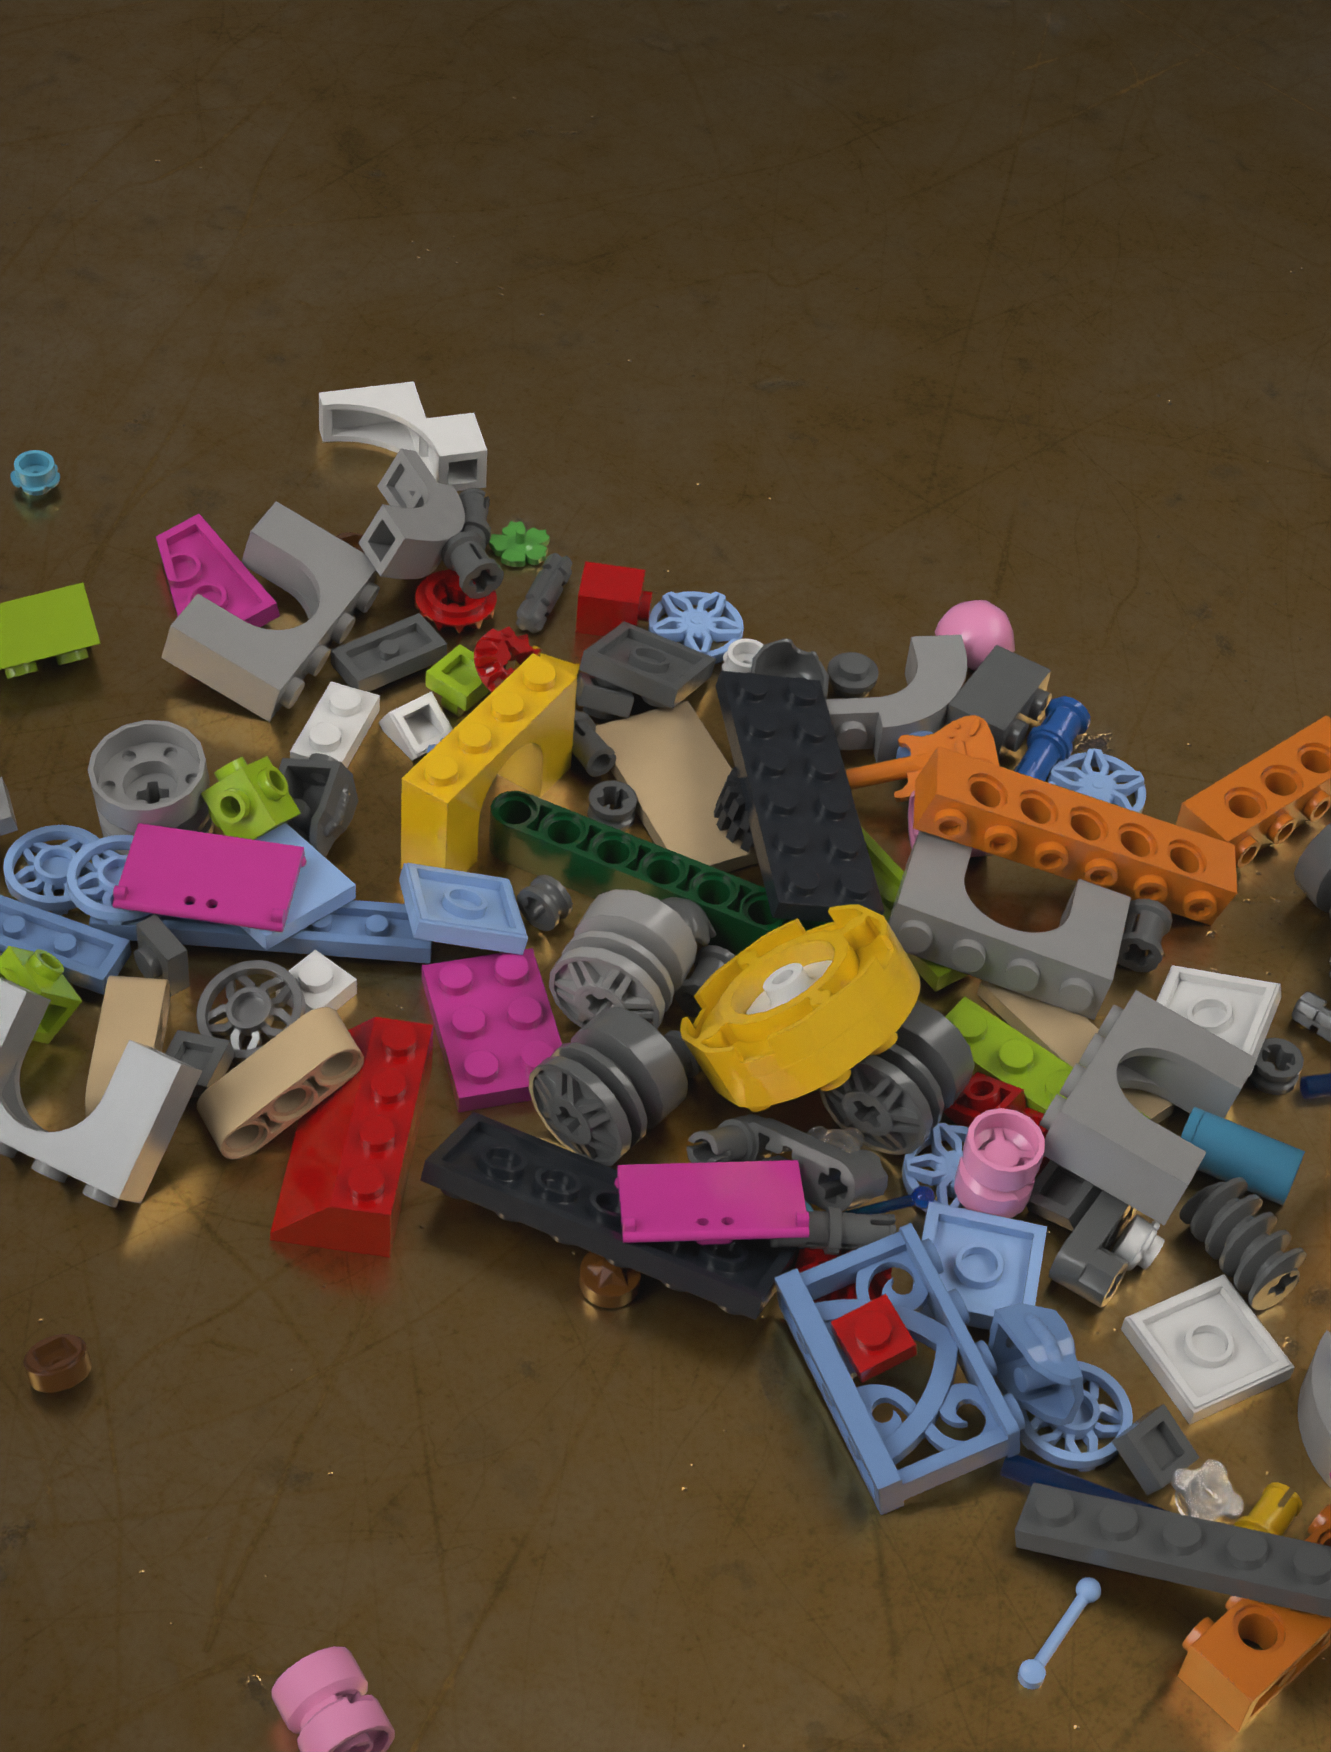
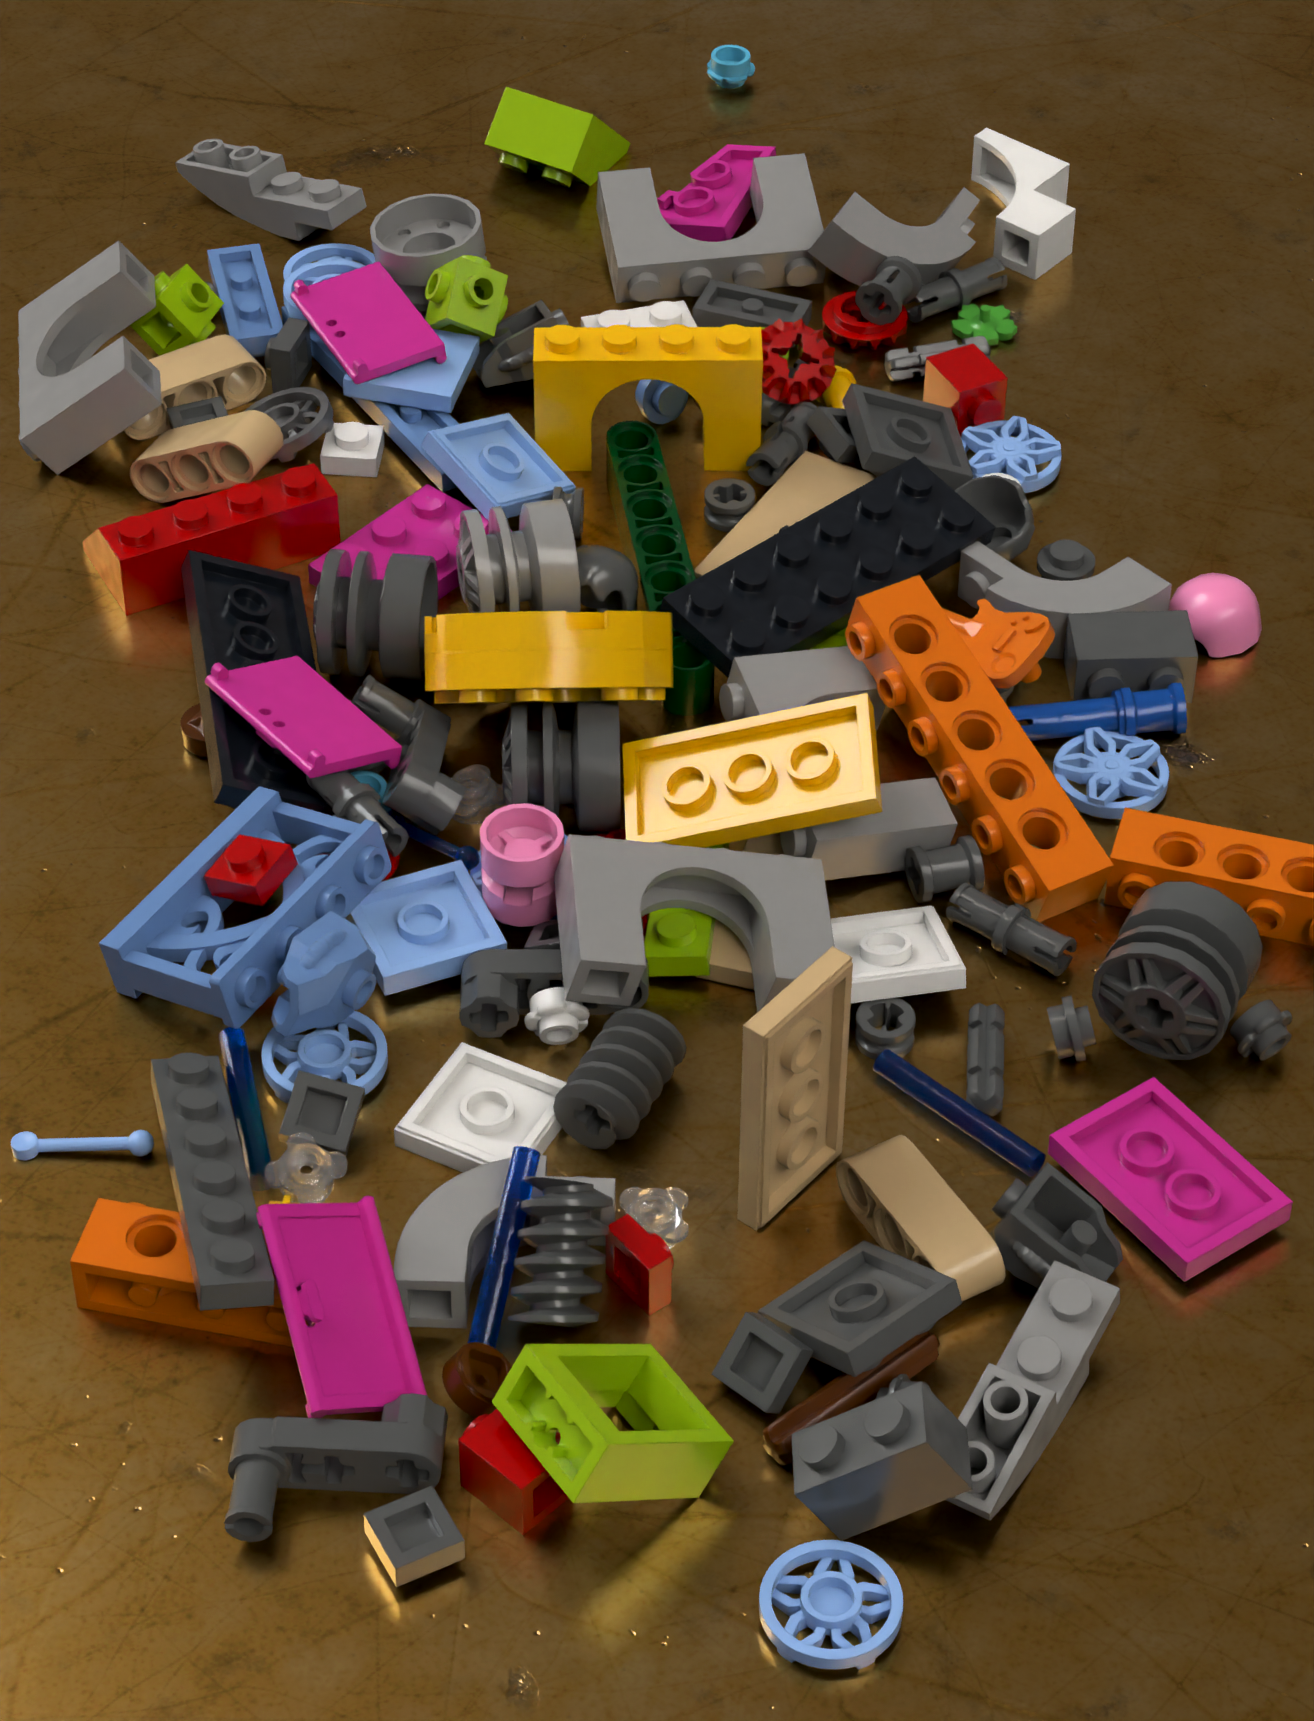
camera: 60 degrees right, 5 degrees down
(1039, 972) = (754, 775): none -> yellow plate
(1225, 939) = (1011, 929): none -> dark grey pin
(1242, 1152) = (719, 1007): dark azure pin -> none

